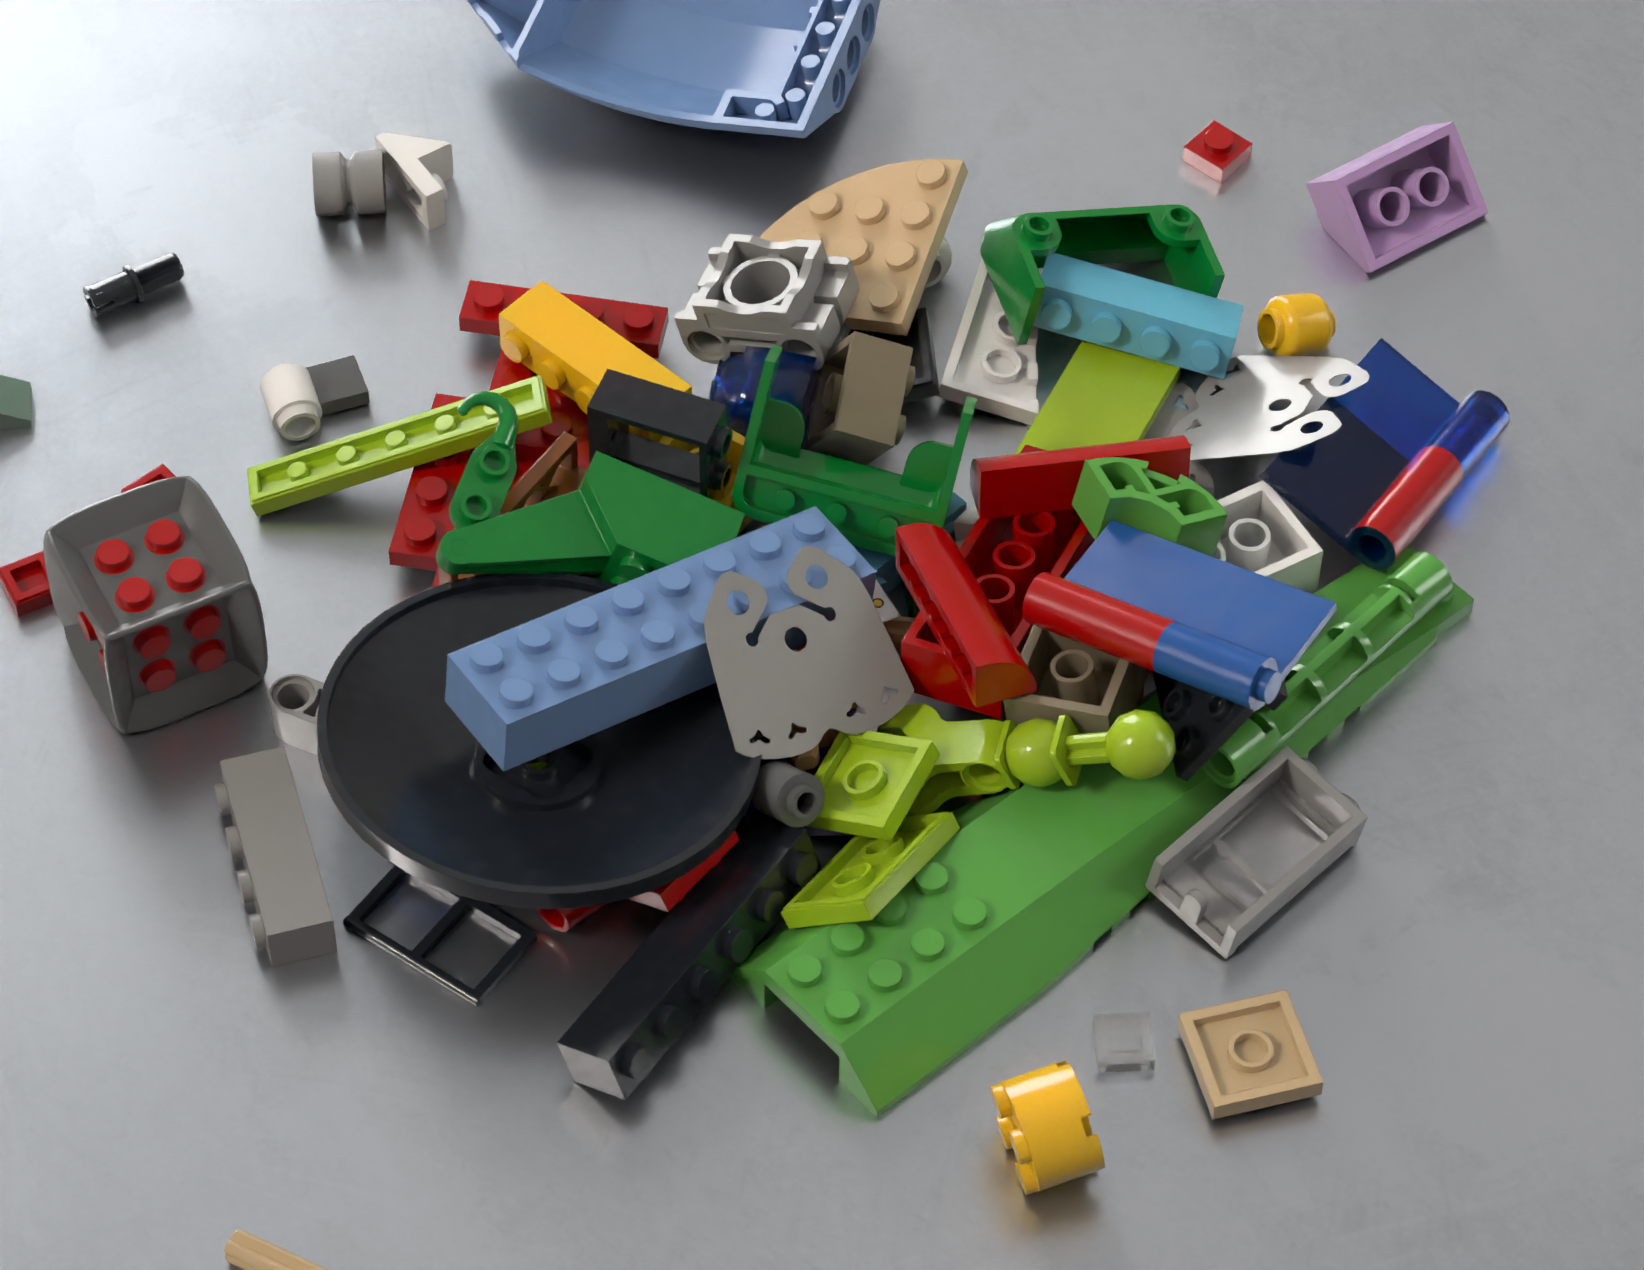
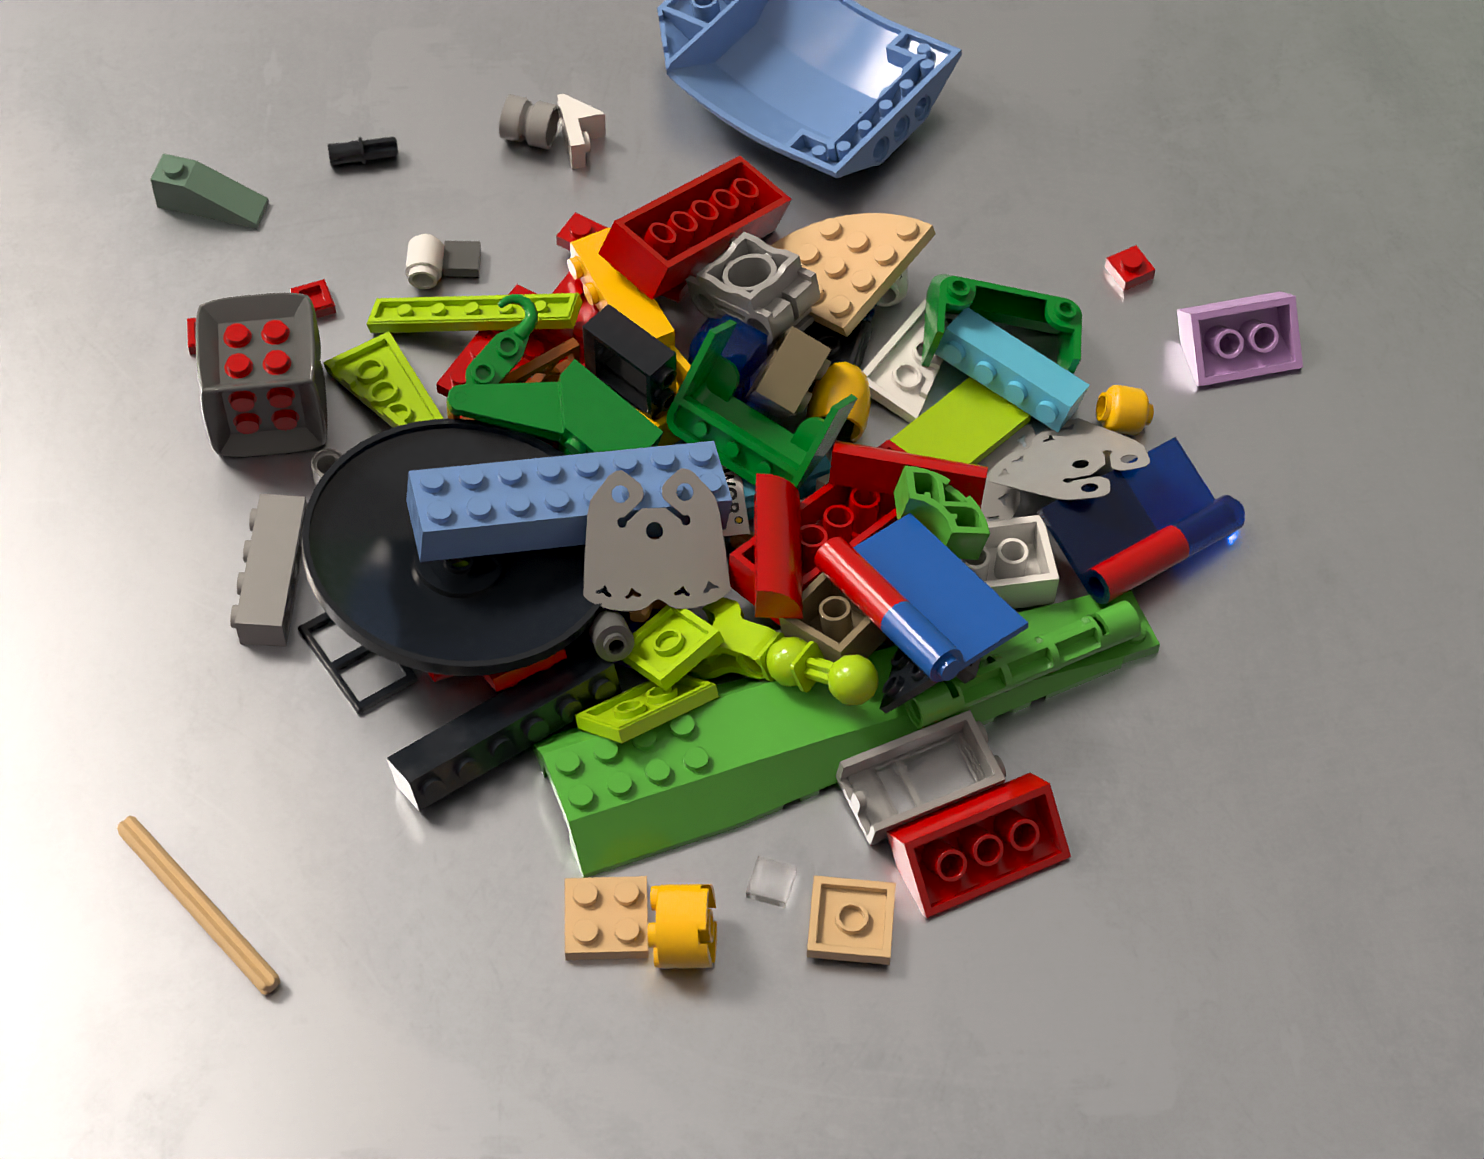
camera: 20 degrees right, 5 degrees up
(321, 571) = (383, 381): none -> lime wing
(651, 249) = (692, 226): none -> red brick
(933, 1155) = (606, 918): none -> tan plate
(935, 411) = (838, 383): none -> yellow piece
(1366, 909) = (979, 843): none -> red slope

